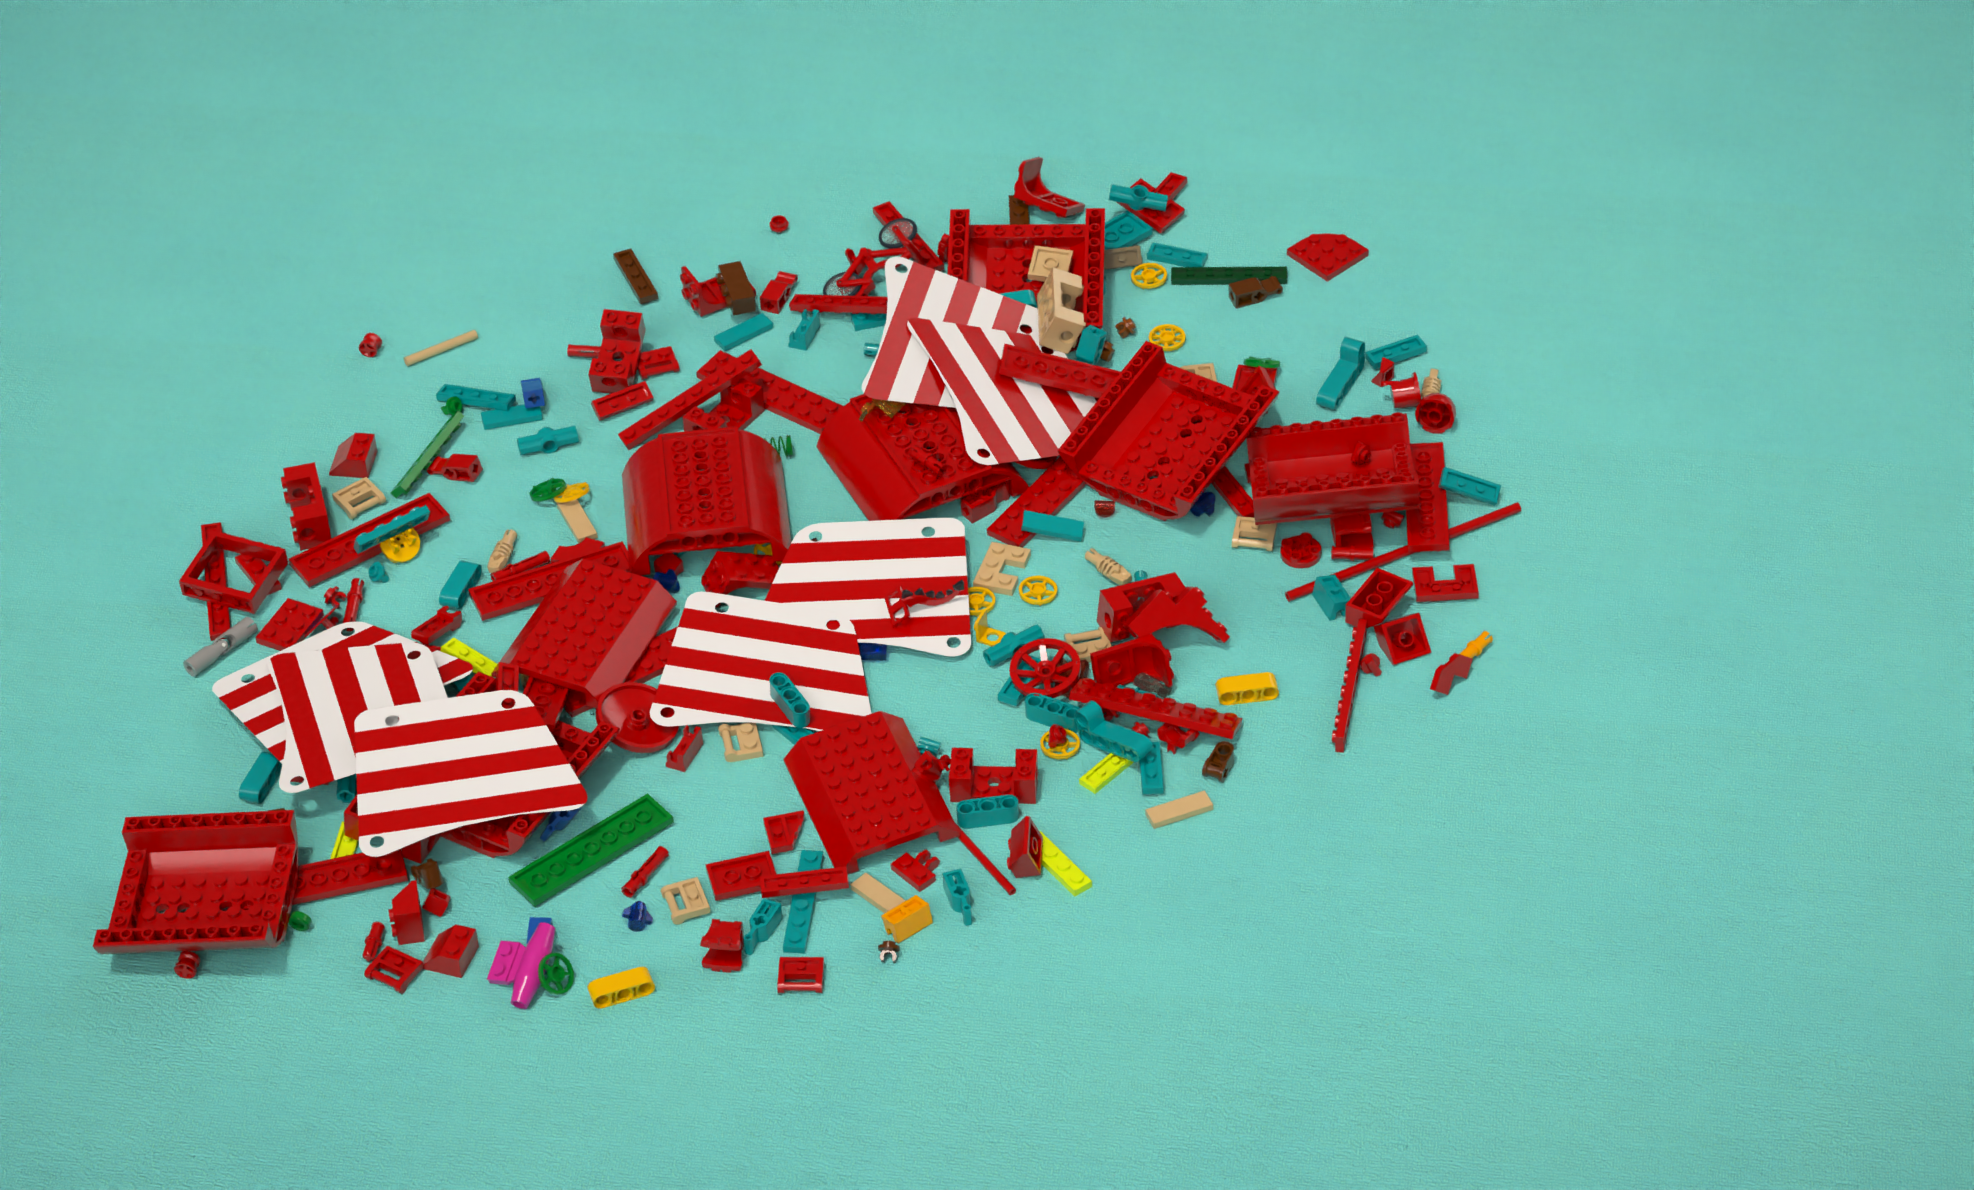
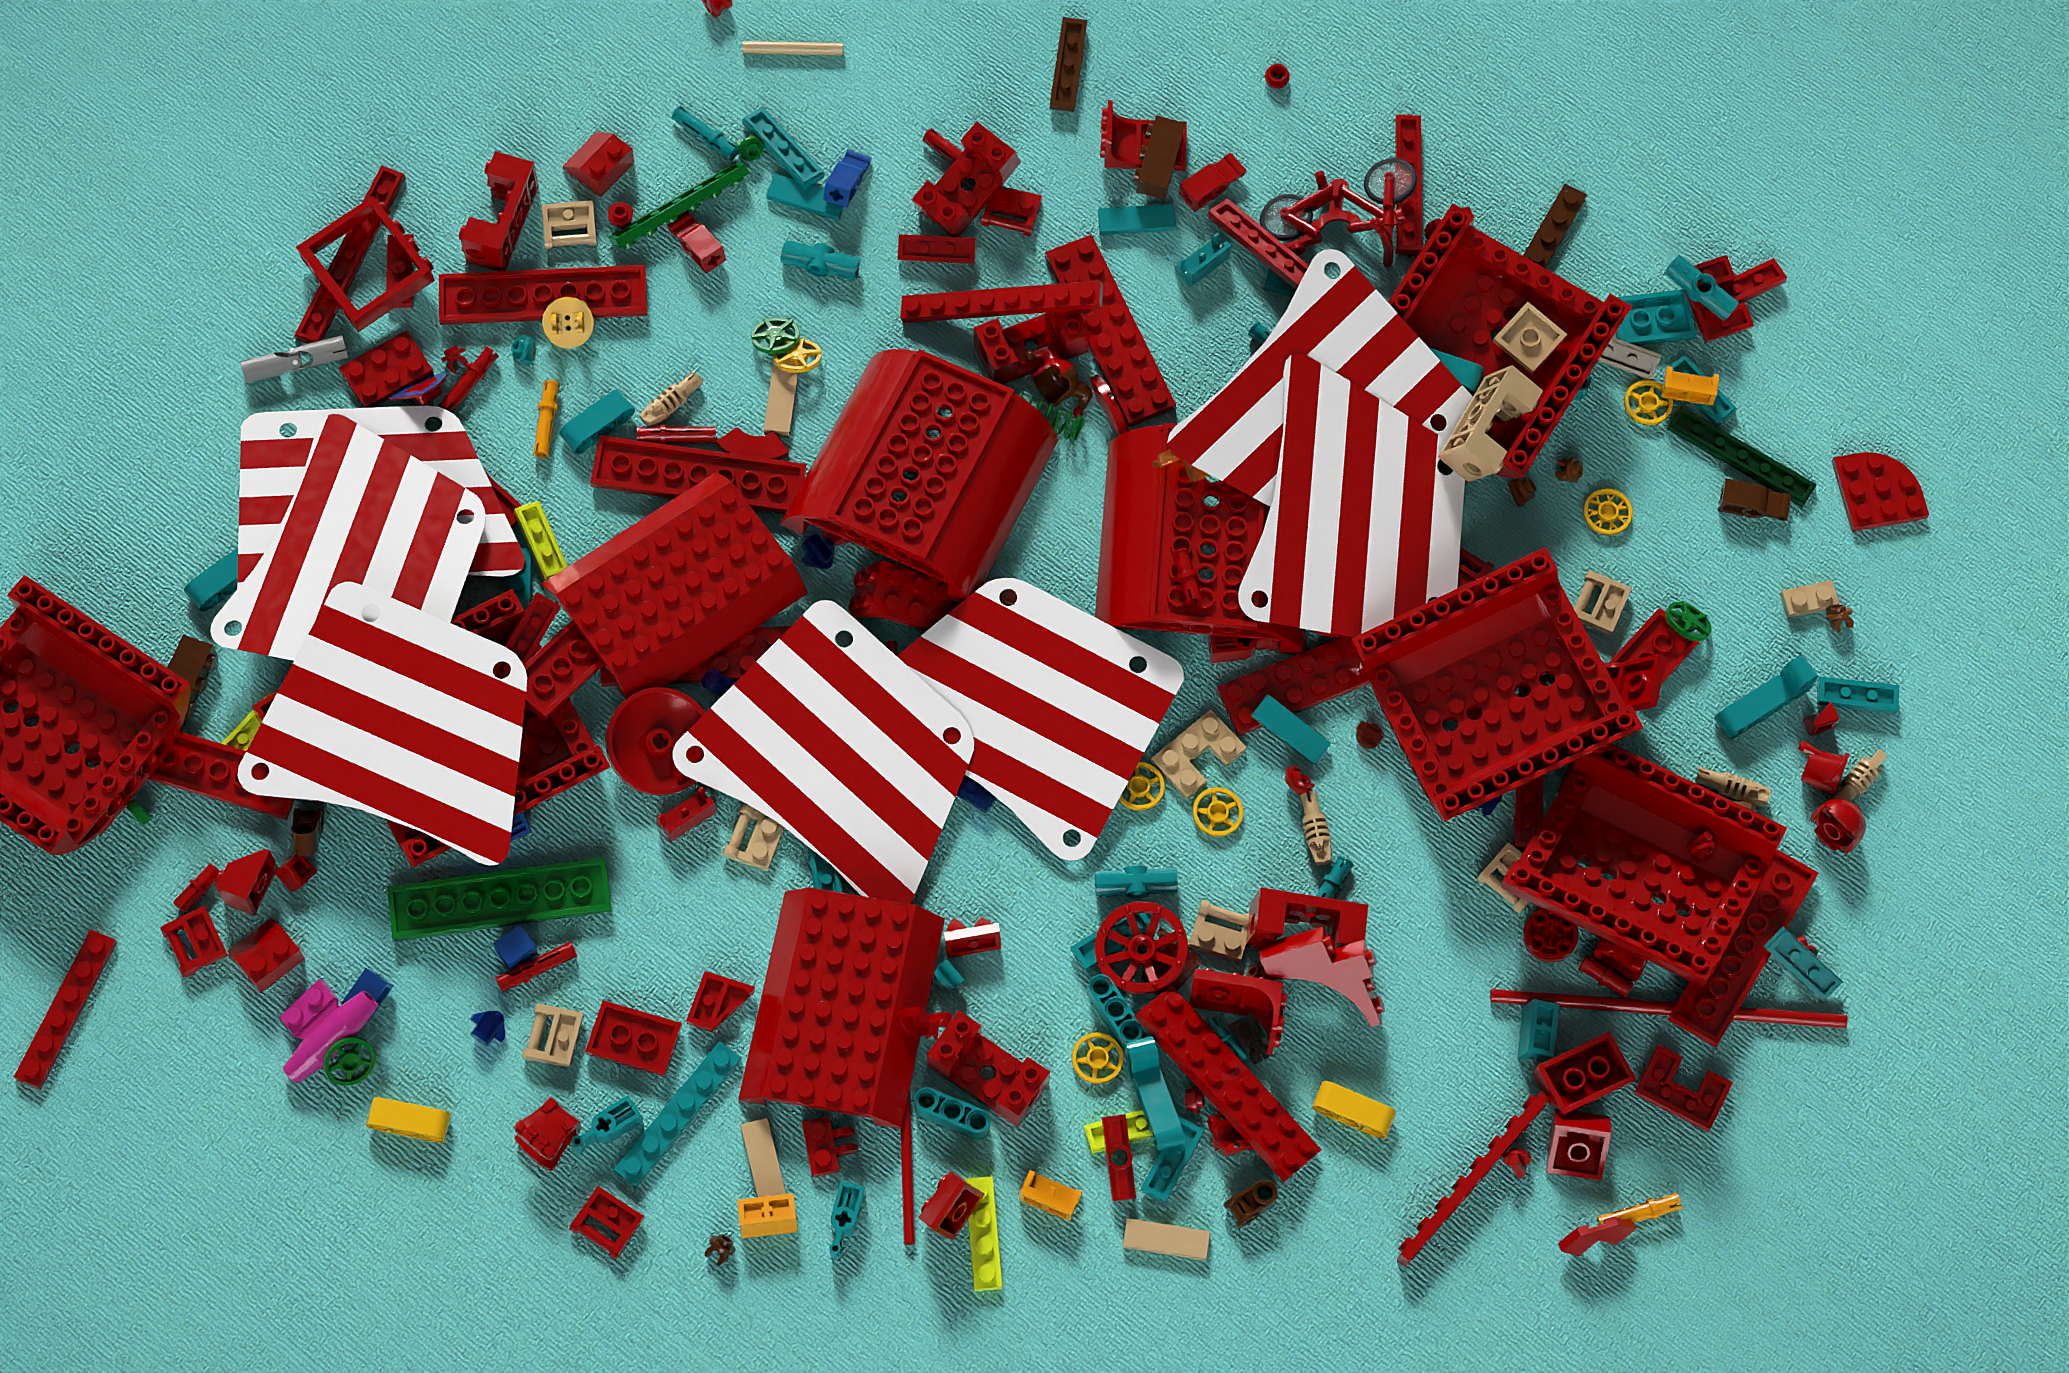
camera: 25 degrees right, 25 degrees up
(329, 1048) = (65, 1009): none -> red plate
(391, 475) = (620, 214): none -> red plate
(396, 526) = (570, 305): teal plate -> none
(416, 413) = (713, 138): none -> teal pin
(420, 594) = (547, 409): none -> light orange pin
(437, 626) = (531, 472): red plate -> none
(622, 866) = (515, 948): none -> blue panel
(652, 673) = (717, 682): none -> clear blue piece
(759, 423) = (1059, 380): none -> reddish brown piece
(789, 700) = (832, 810): teal beam -> none
(801, 423) = (1108, 405): none -> red tile
(804, 882) = (685, 1099): red plate -> none
(918, 597) = (1044, 756): red piece -> none
(929, 721) = (966, 941): none -> red tile
(983, 631) = (1119, 835): yellow bracket -> none
(1033, 191) = (1597, 213): red bracket -> none
(1056, 371) = (1434, 516): red plate -> none
(1057, 735) = (1096, 1051): red plate -> none
(1077, 548) = (1297, 781): none -> red plate
(1086, 825) = (1049, 1195): none -> light orange hinge
(1091, 345) = (1494, 494): teal piece -> none
(1121, 784) = (1117, 1138): none -> red piece
(1170, 254) = (1690, 387): none -> light orange hinge
(1328, 322) = (1809, 599): none -> tan plate
(1353, 319) = (1838, 614): none -> dark orange plate

